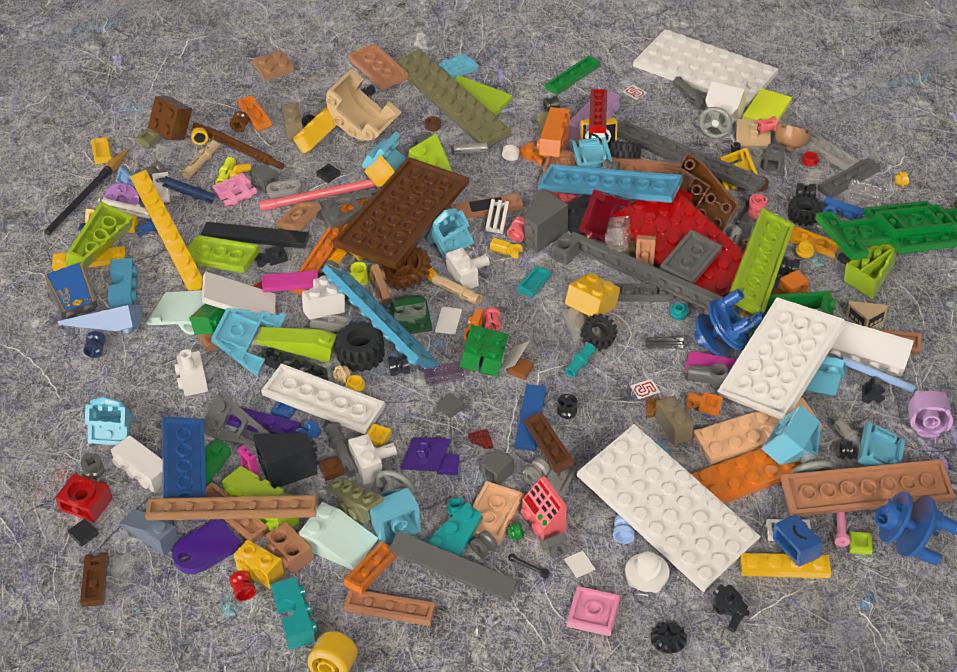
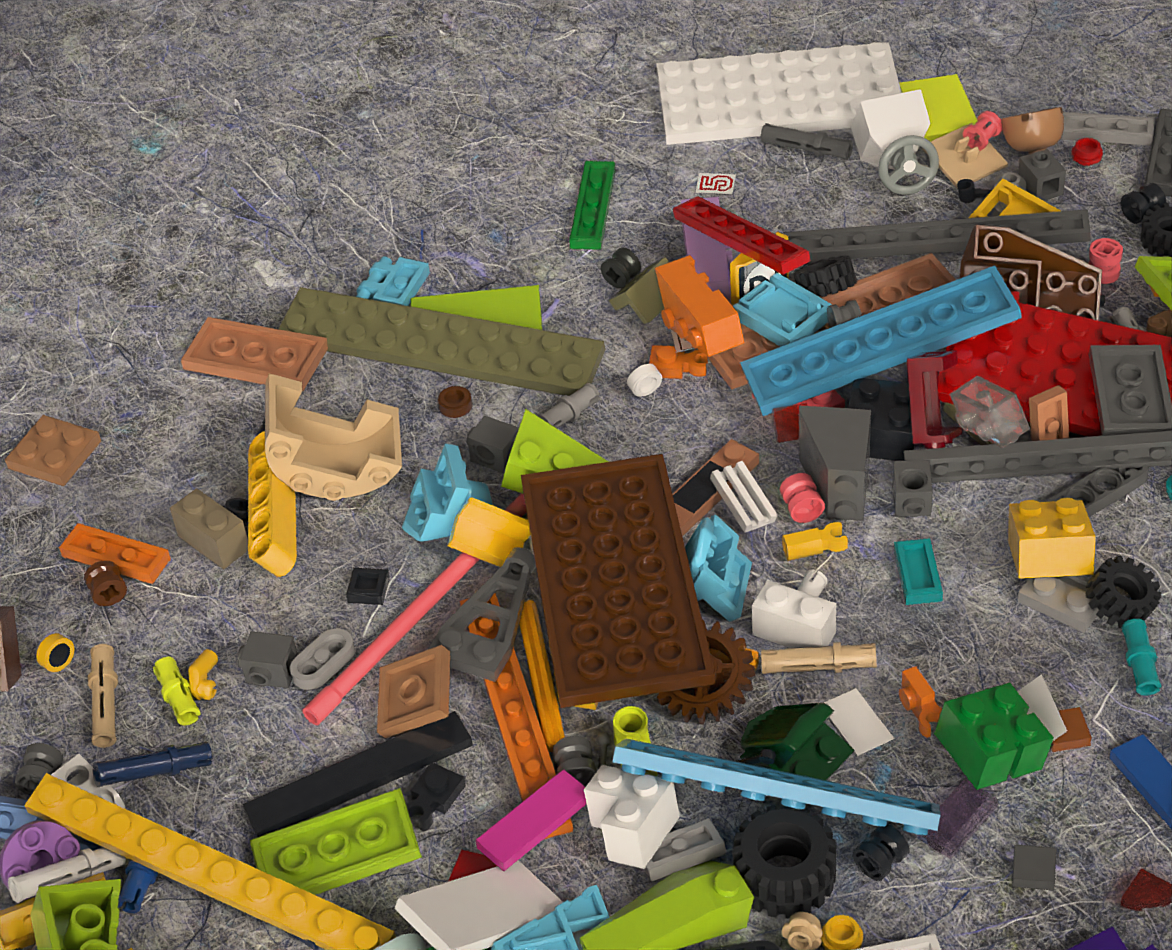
camera: 35 degrees left, 0 degrees up
(232, 186) = (221, 708): bright pink plate -> none
(240, 146) = (150, 628): reddish brown axle -> none
(377, 277) = (693, 728): medium nougat wing -> none
(495, 319) = (938, 676): coral bush -> none

